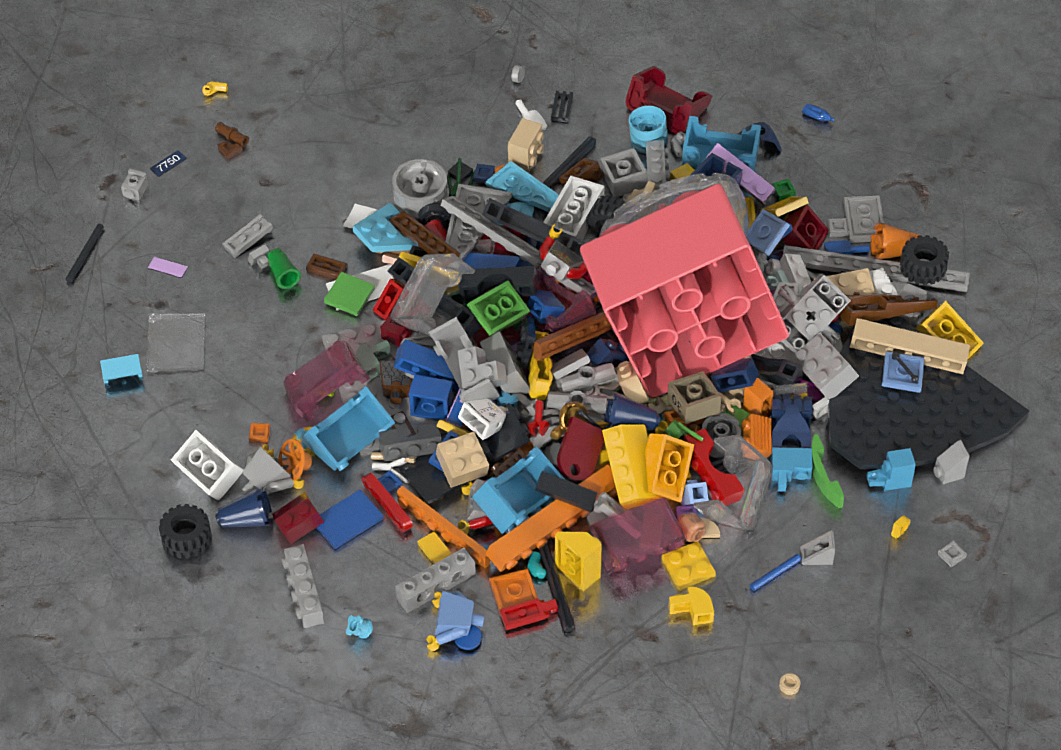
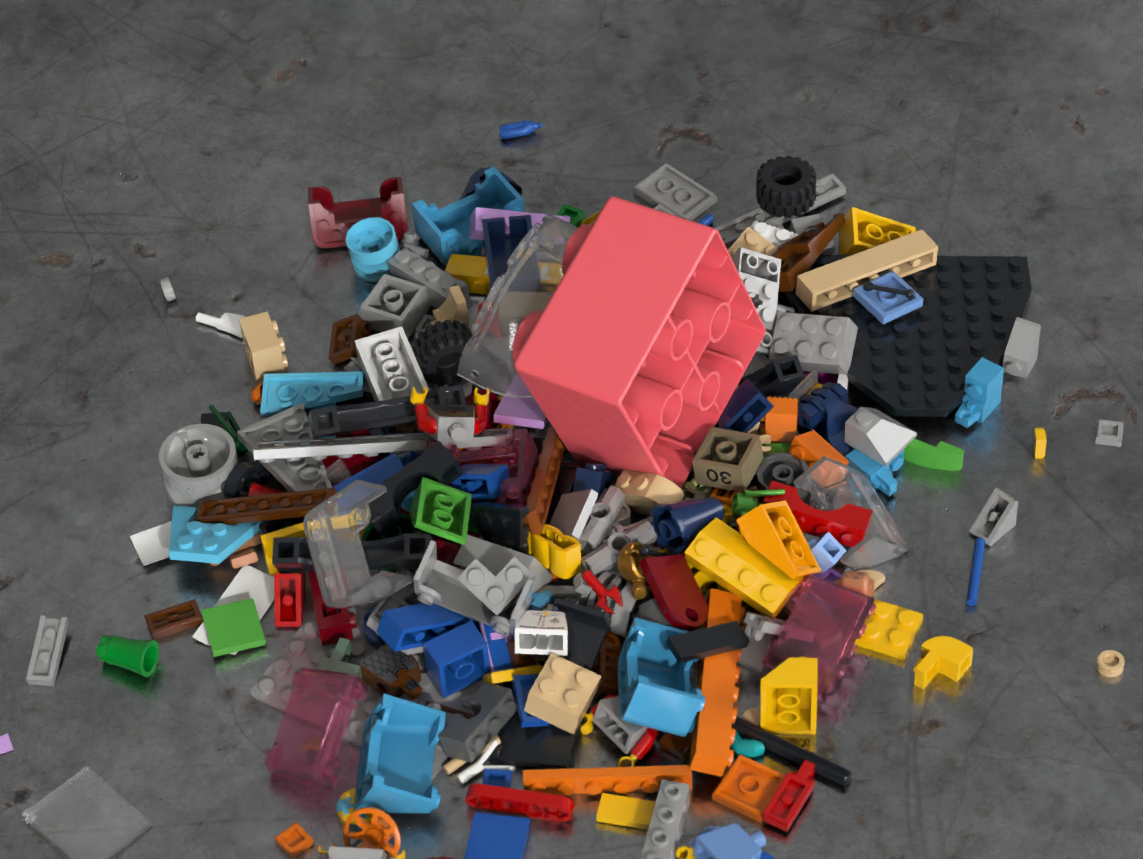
camera: 40 degrees left, 5 degrees down
(259, 256) = (88, 662): light grey tile -> none
(483, 172) = (243, 408): dark blue plate -> none
(564, 96) = (242, 279): black tile -> none
(574, 158) = (321, 334): black axle -> none
(802, 448) = (877, 435): none -> light grey slope
(889, 241) = (729, 194): orange cone -> none

